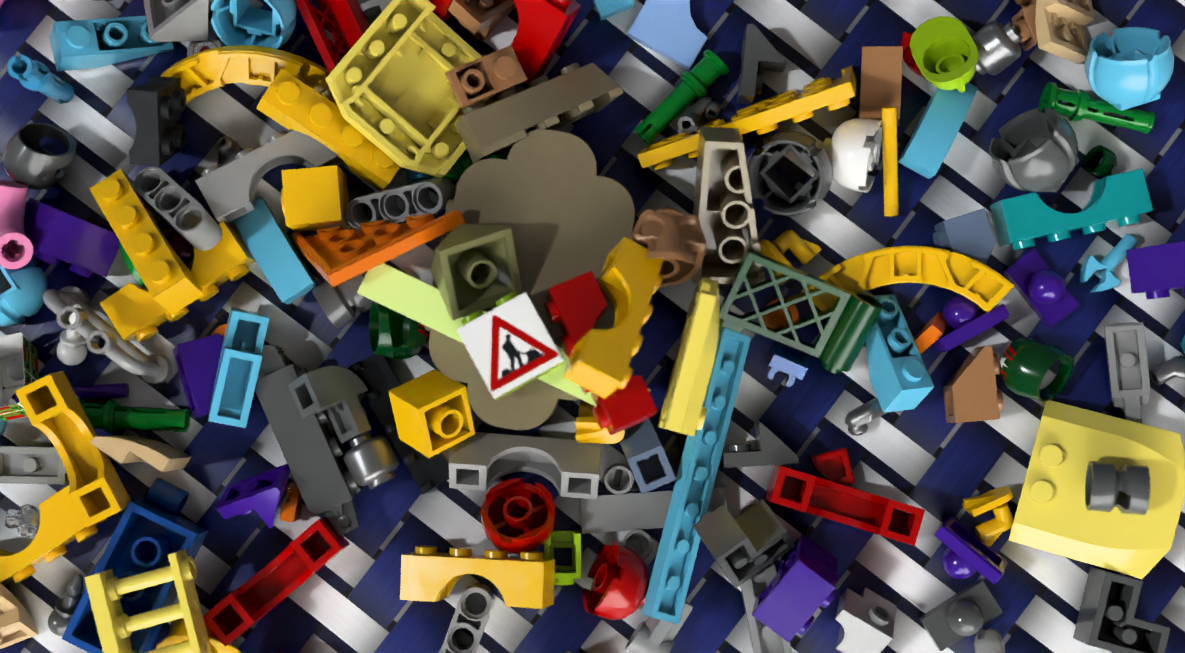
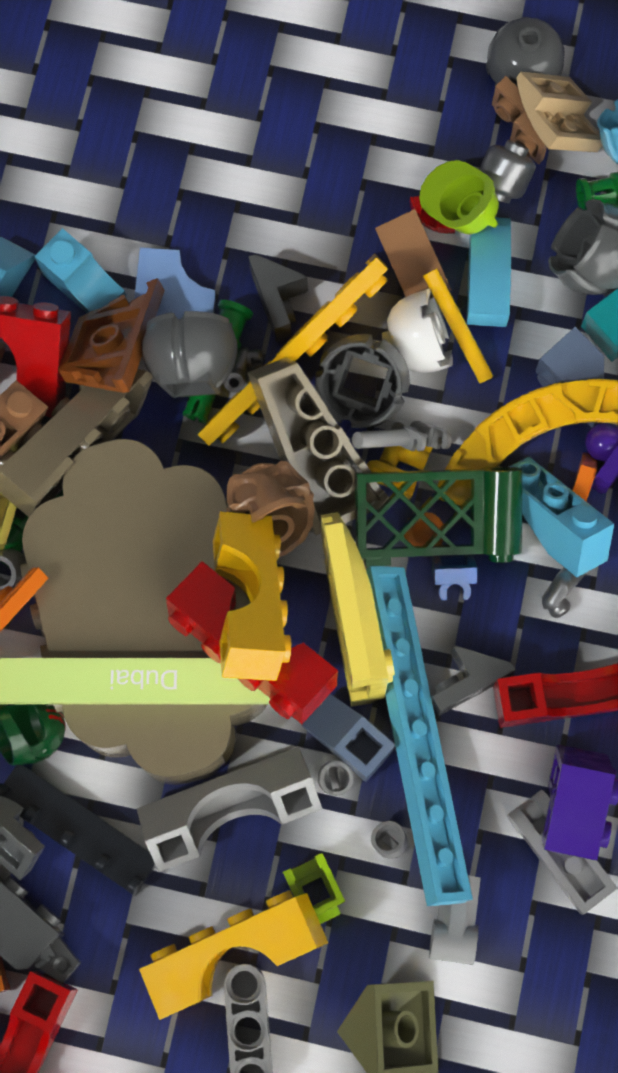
camera: 20 degrees left, 10 degrees down
(371, 460) = (61, 883): flat silver head -> none
(432, 413) = (103, 797): yellow head -> none
(475, 268) = (81, 617): olive slope -> none
(509, 344) = (152, 678): white piece -> none
(518, 515) = (246, 866): red cylinder -> none
(589, 431) = (284, 734): yellow piece -> none
(603, 45) = (109, 342): none -> dark orange wing
(618, 583) = (387, 887): red cylinder -> none
(633, 510) = (375, 802): light grey tile -> none
(661, 88) = (190, 353): none -> dark grey piece
(744, 543) = (500, 780): dark grey brick -> none
(803, 234) = (410, 437): none -> light grey piece
(834, 465) = (555, 658): red tile -> none

